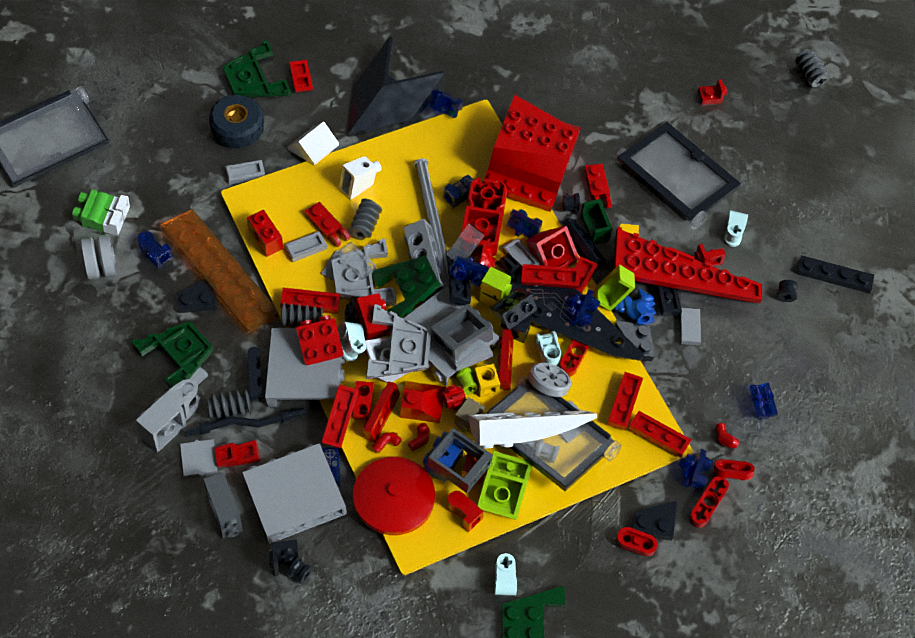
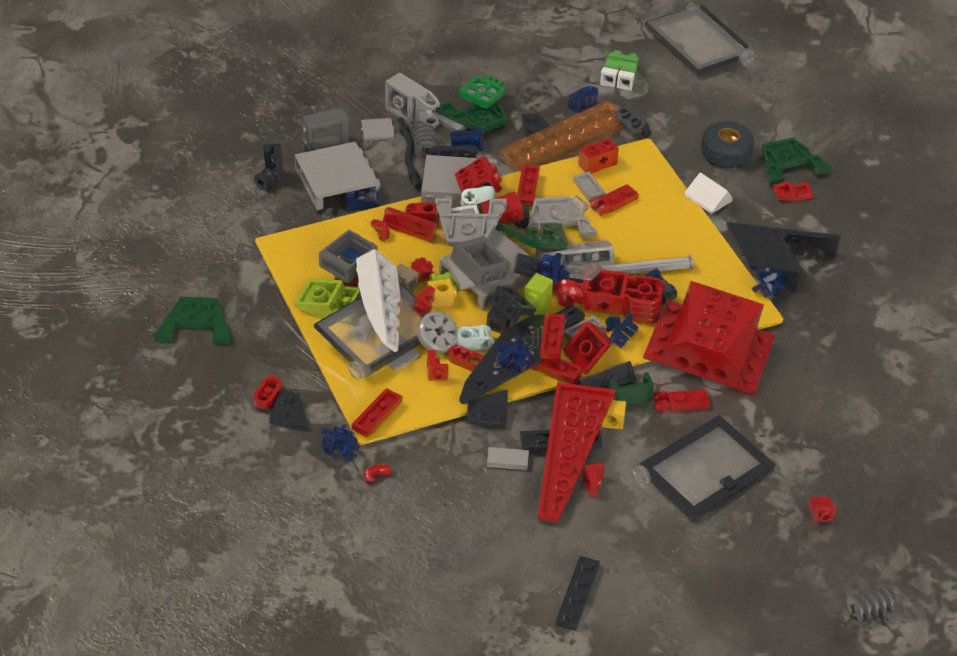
camera: 95 degrees right, 15 degrees down
(100, 256) = (567, 61): light grey wheel -> none
(148, 342) = (483, 91): none -> green piece
(199, 202) = (633, 121): none -> black bracket
(226, 367) = (461, 138): none -> clear blue leg
(236, 455) = (378, 148): red slope -> none
(244, 171) = (674, 155): light grey tile -> none
(298, 315) = (510, 172): dark grey piece -> none
(339, 416) = (403, 194): red plate -> none
(358, 176) = (666, 213): white torso -> none
(365, 219) = (618, 220): dark grey piece -> none
(393, 495) = (322, 226): red dish -> none
(422, 402) = (420, 244): red slope -> none
(422, 437) = (387, 253): red arm -> none
(465, 508) = (311, 270): red leg -> none
(505, 359) = (462, 307): red plate -> none
(505, 578) = (242, 300): light aqua piece -> none
(512, 390) = (424, 301): none -> red bracket
(571, 202) = (657, 372): black wheel -> none
(592, 385) = (434, 369): none -> red bracket
(615, 287) = (542, 386): lime panel -> none
(625, 401) = (416, 390): red plate -> none
(639, 309) = (526, 414): blue animal -> none
(709, 510) = (309, 459): red beam -> none
(734, 469) = (337, 470): red plate -> none
(735, 228) = (635, 506): light aqua piece -> none
(763, 401) = (412, 499): clear blue hips -> none
(787, 290) = (551, 540): black wheel -> none

